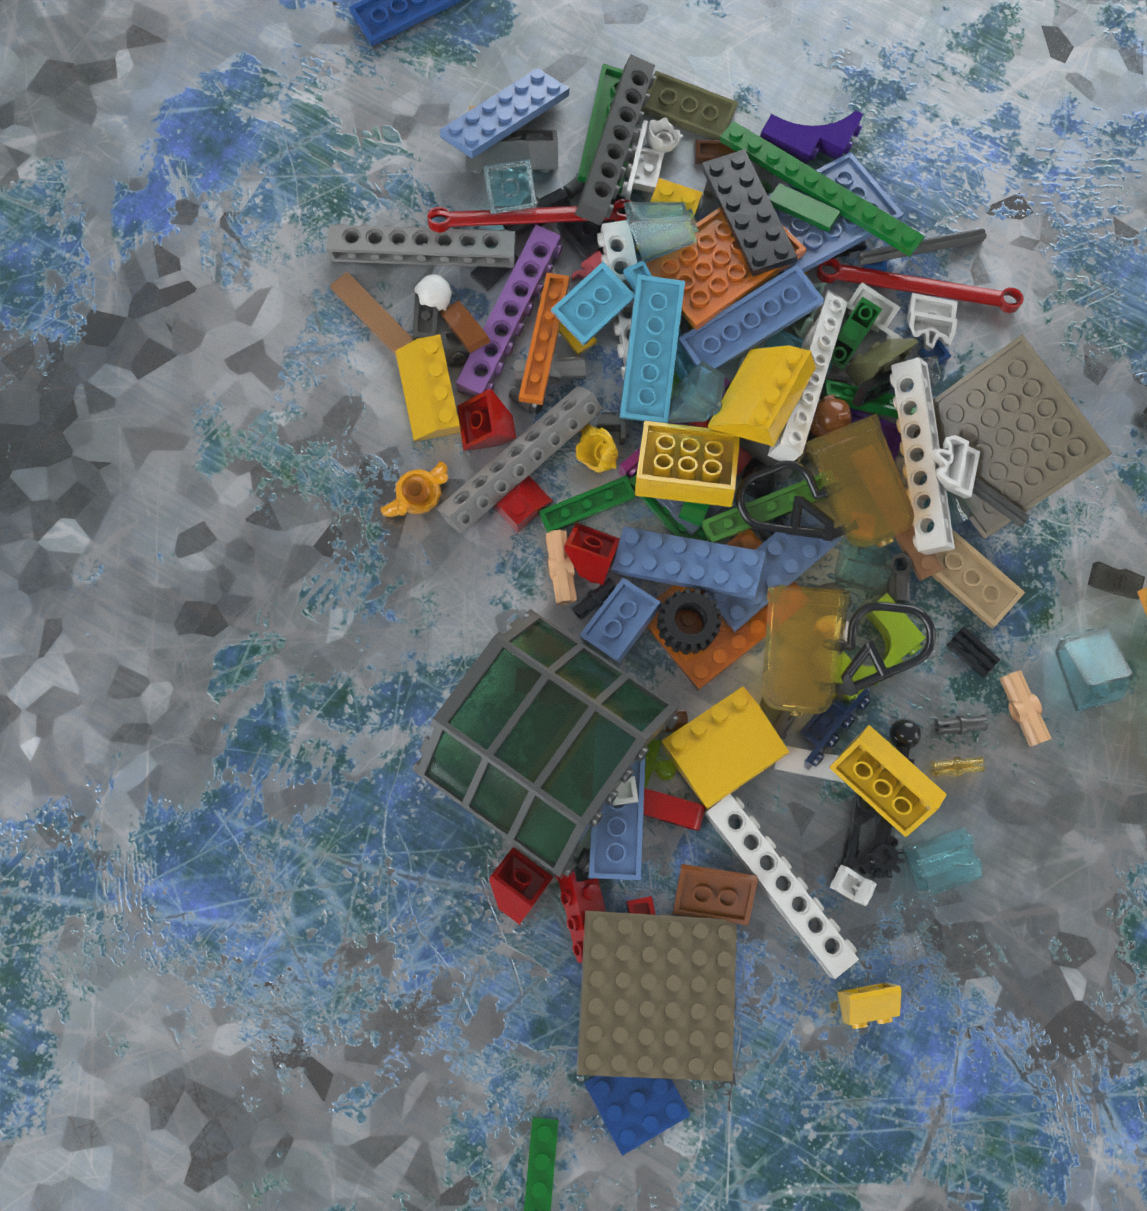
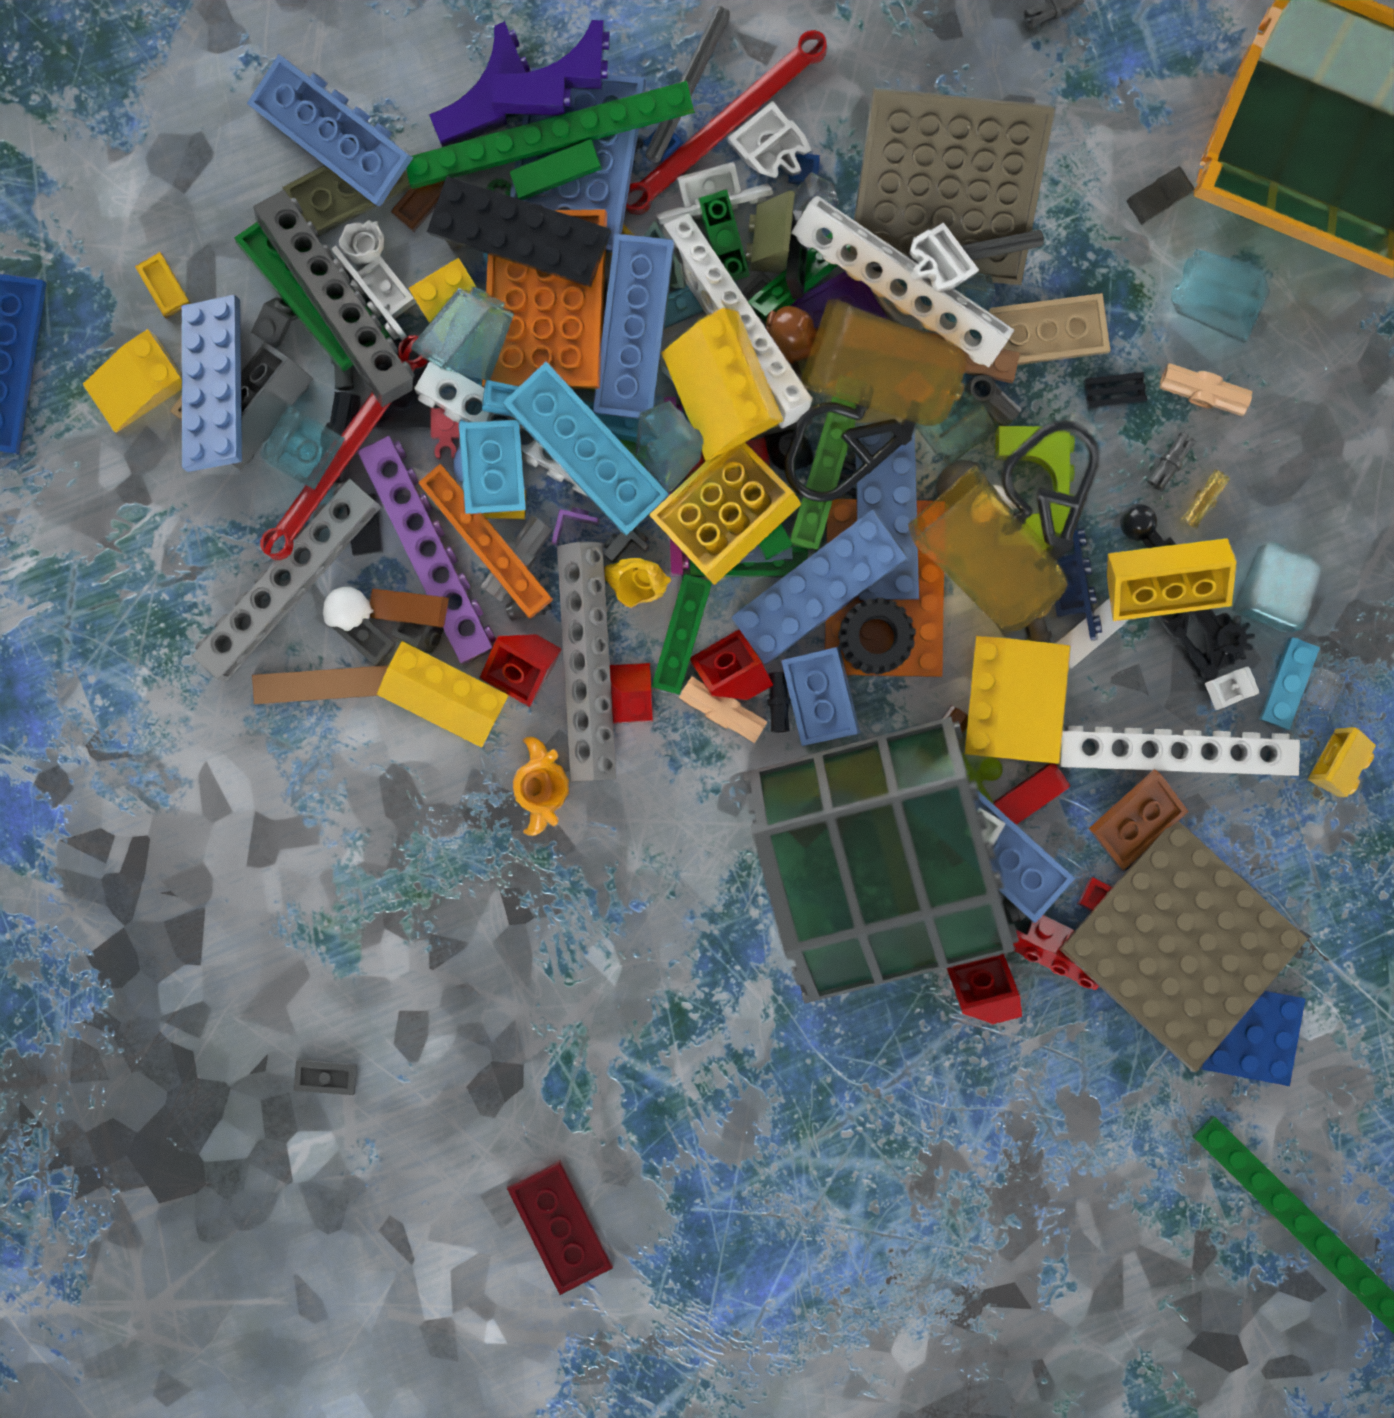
camera: 45 degrees left, 10 degrees up
(122, 506) = (325, 1077): none -> dark grey plate
(136, 733) = (560, 1227): none -> dark red tile
(470, 74) = (134, 380): none -> yellow slope
(540, 49) = (162, 285): none -> yellow tile
(572, 124) = (273, 321): none -> dark grey bracket
(599, 375) = (575, 514): none -> medium lavender bracket
(713, 68) = (330, 129): none -> medium blue plate
(848, 164) = (549, 88): none -> dark purple arch
(888, 924) = (1289, 683): none -> medium azure plate

